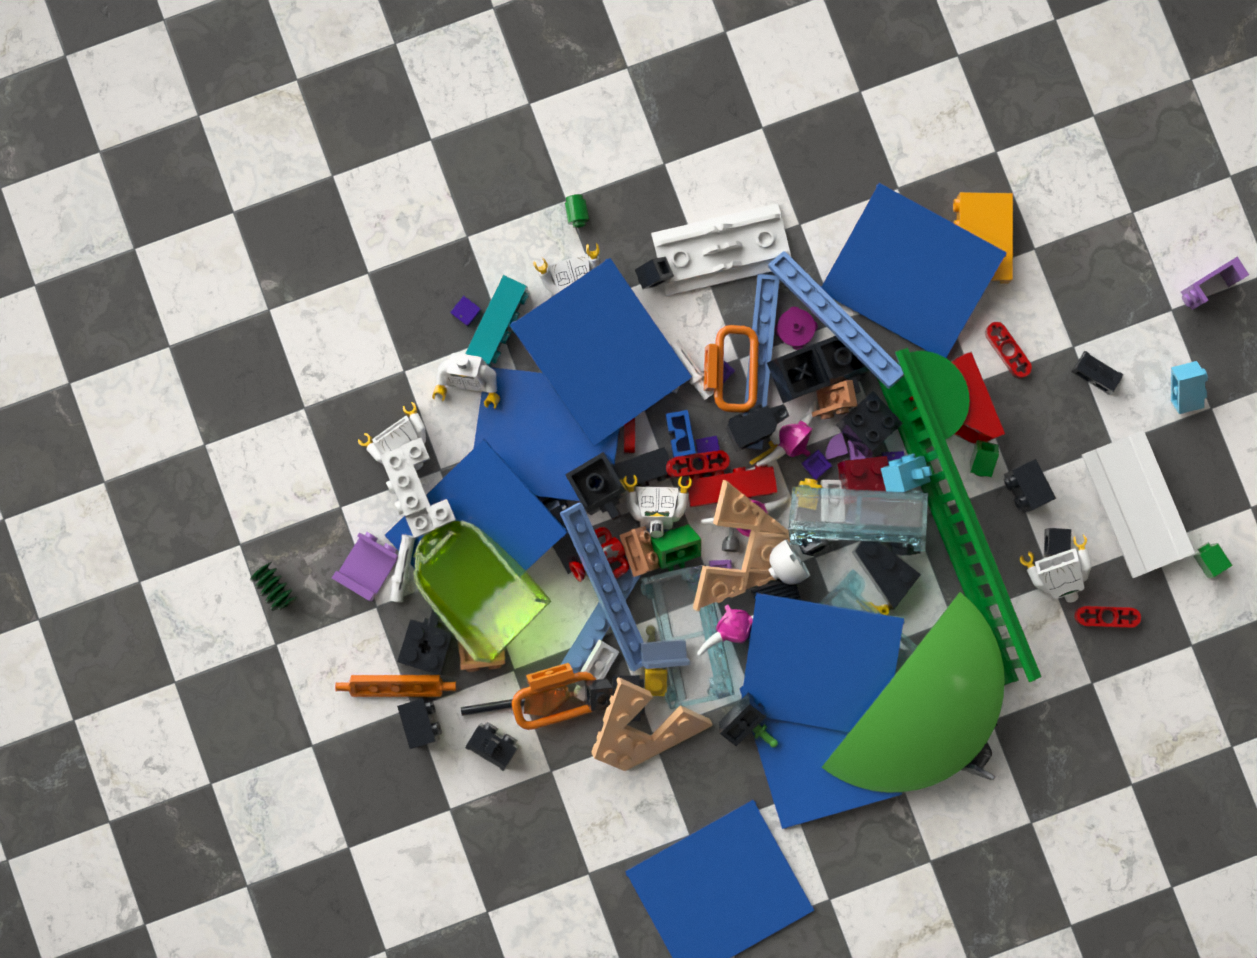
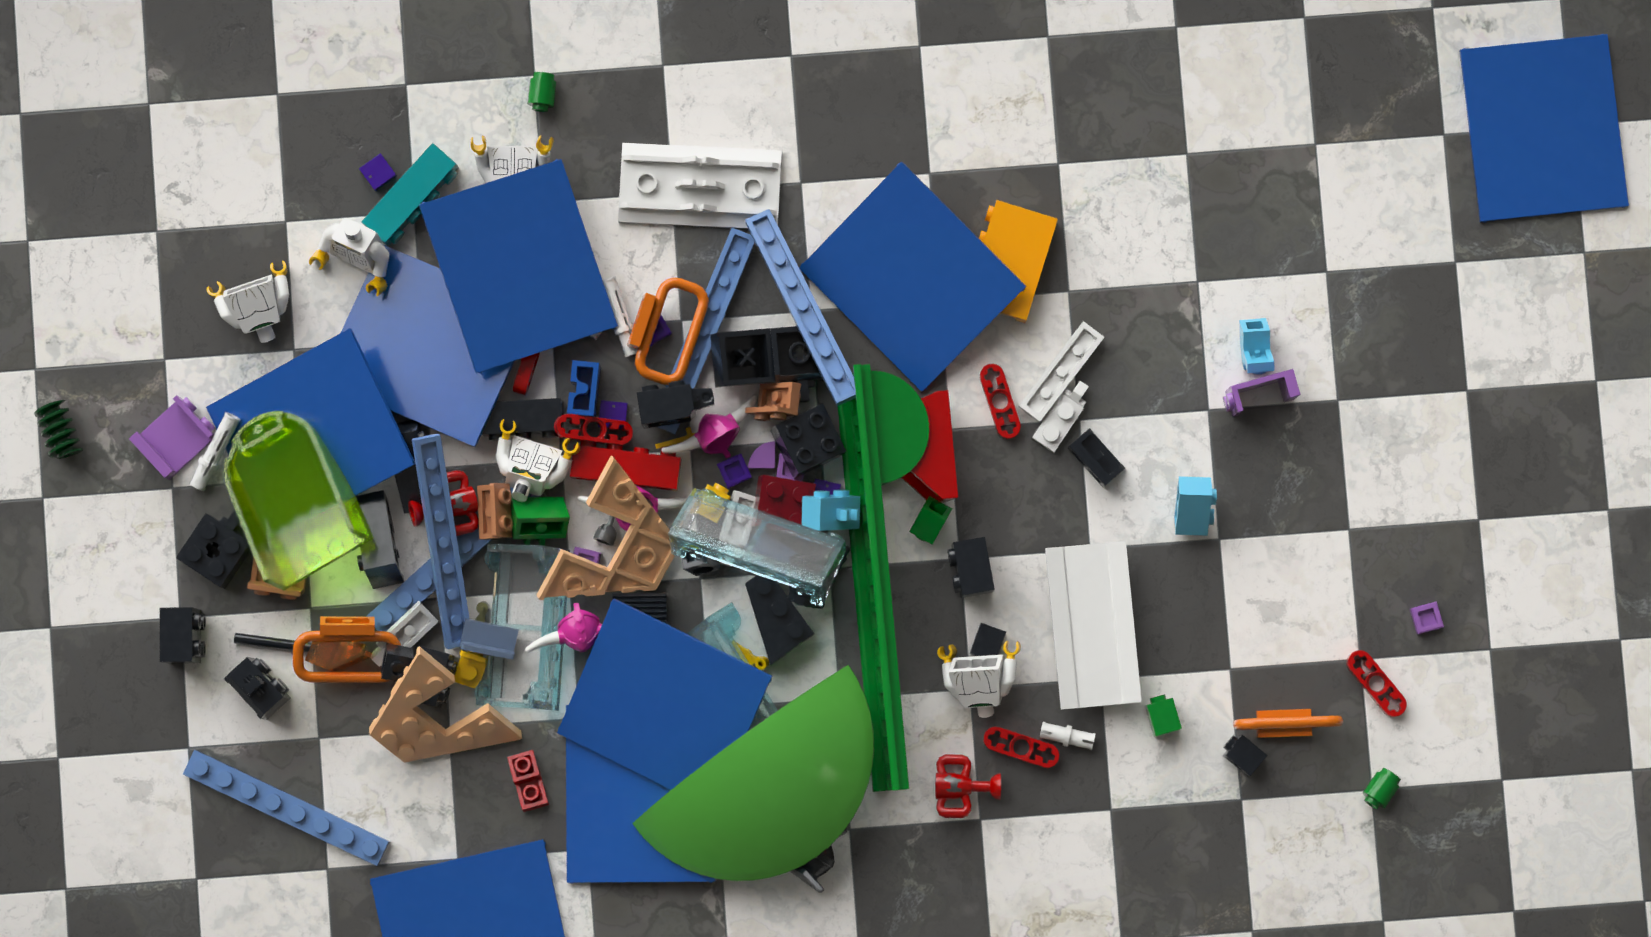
camera: 15 degrees right, 0 degrees up
(395, 686) = (166, 585): orange plate -> none
(409, 491) = (247, 363): white bracket -> none
(542, 834) = (286, 807): none -> medium blue plate
(559, 613) = (379, 555): none -> wedge
(610, 490) = (480, 429): black hinge -> none
(654, 272) = (610, 191): black brick -> none
(727, 757) = (528, 781): none -> red slope
(741, 720) = (555, 741): black hinge -> none
(760, 731) = (571, 758): bright green piece -> none
(787, 564) = (661, 576): white cylinder -> none
(795, 327) = (758, 303): magenta piece -> none
(1049, 312) = (1061, 371): none -> white plate
(1060, 348) = (1061, 418): none -> white hinge
(1069, 661) = (956, 786): none -> red piece
(1141, 597) = (1067, 735): none -> white pin
(1195, 249) = (1256, 346): none -> medium azure brick

